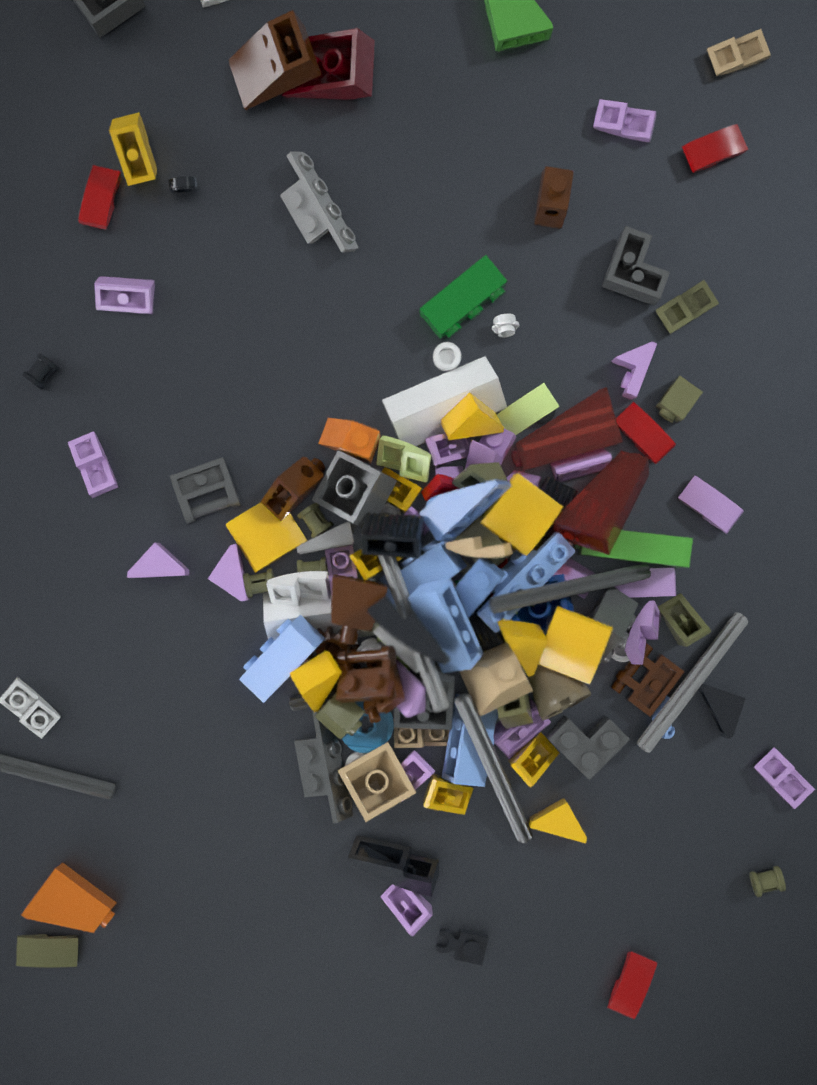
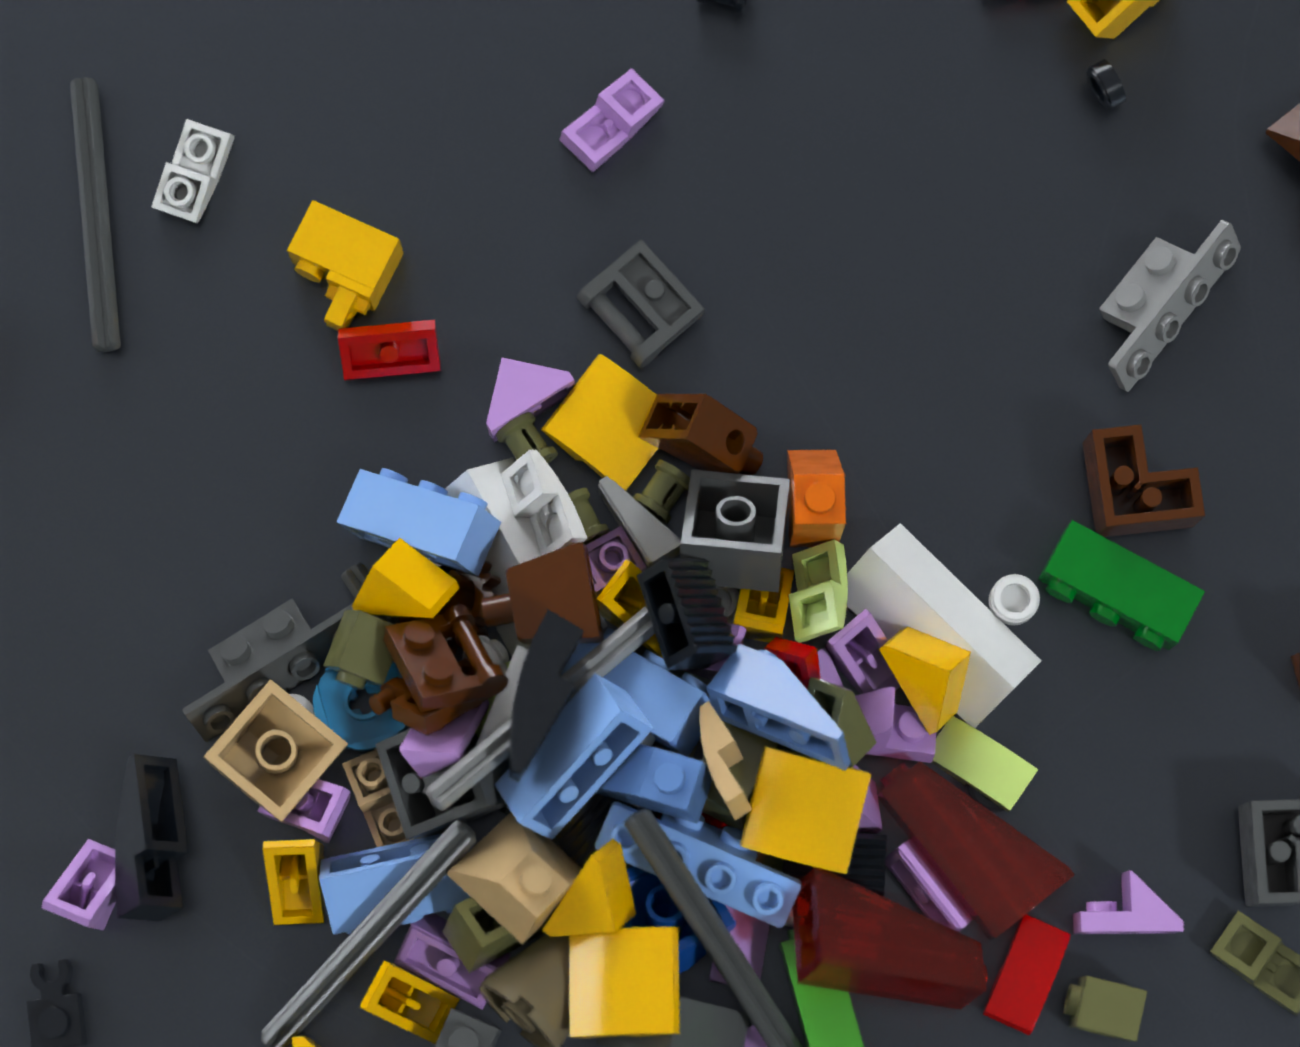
camera: 75 degrees right, 10 degrees down
(116, 638) = (349, 256): none -> yellow hinge
(124, 295) = (896, 65): lavender slope -> none
(157, 563) = (496, 274): lavender slope -> none
(176, 637) = (389, 349): none -> red plate
(414, 273) = (1129, 497): none -> reddish brown brick
(505, 325) = (1105, 671): white plate -> none

